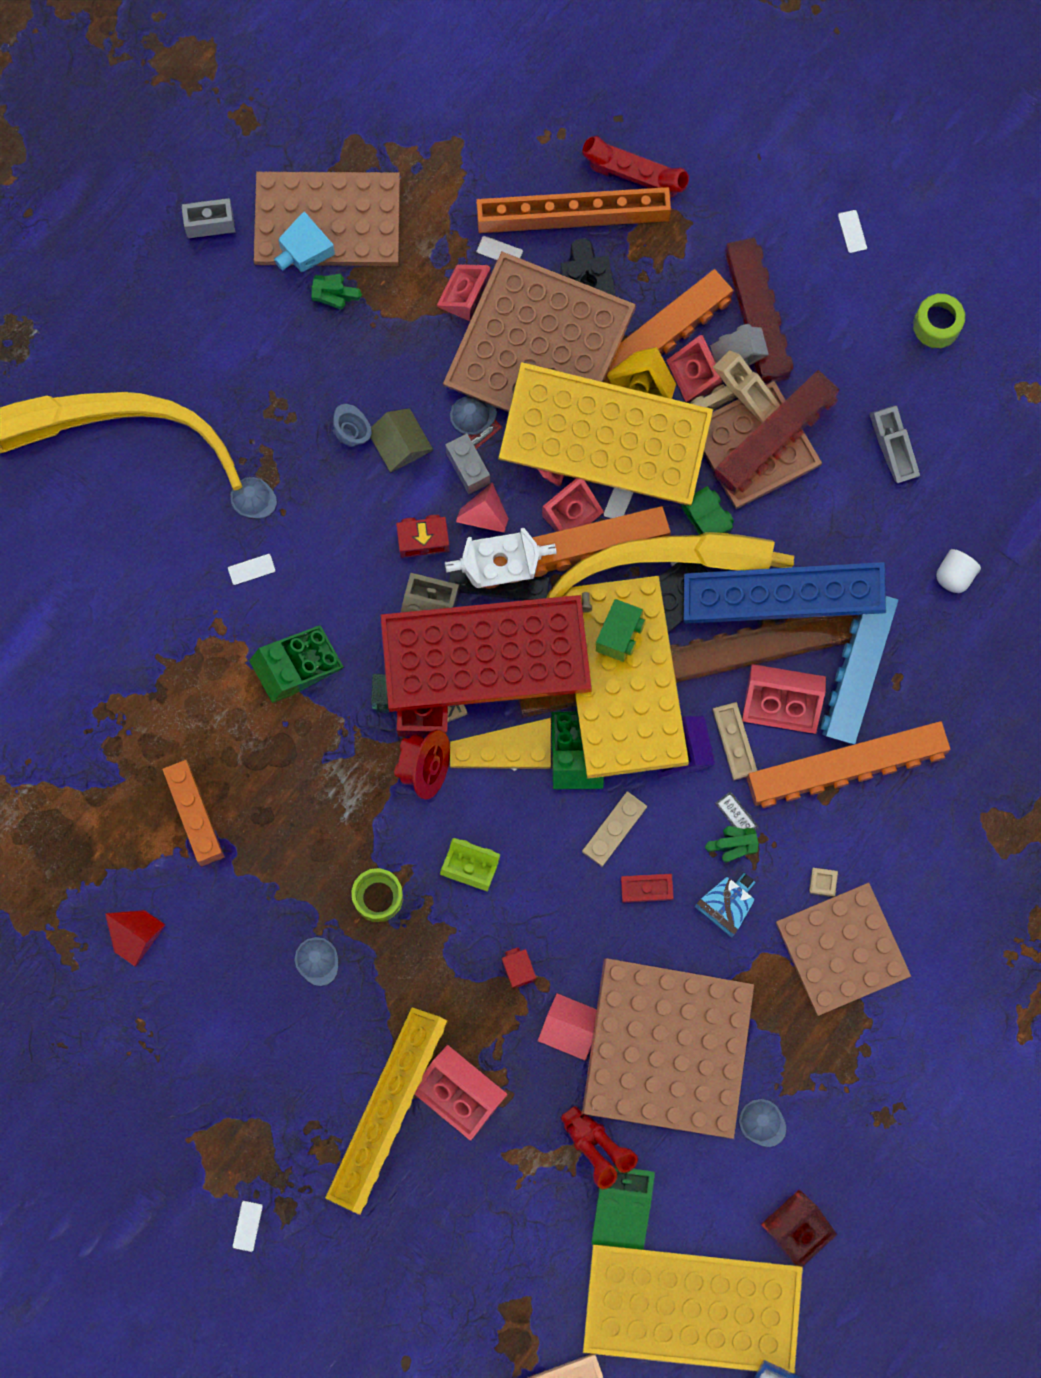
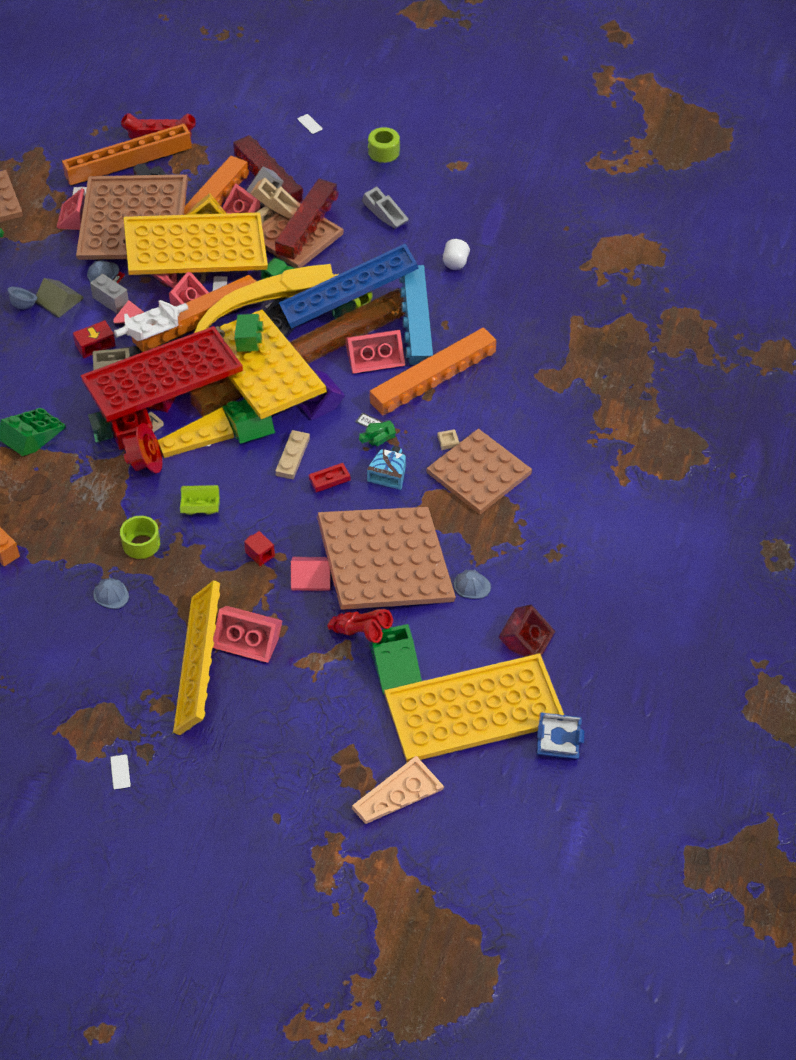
camera: 20 degrees left, 25 degrees down
(734, 740) = (351, 384): tan tile -> none

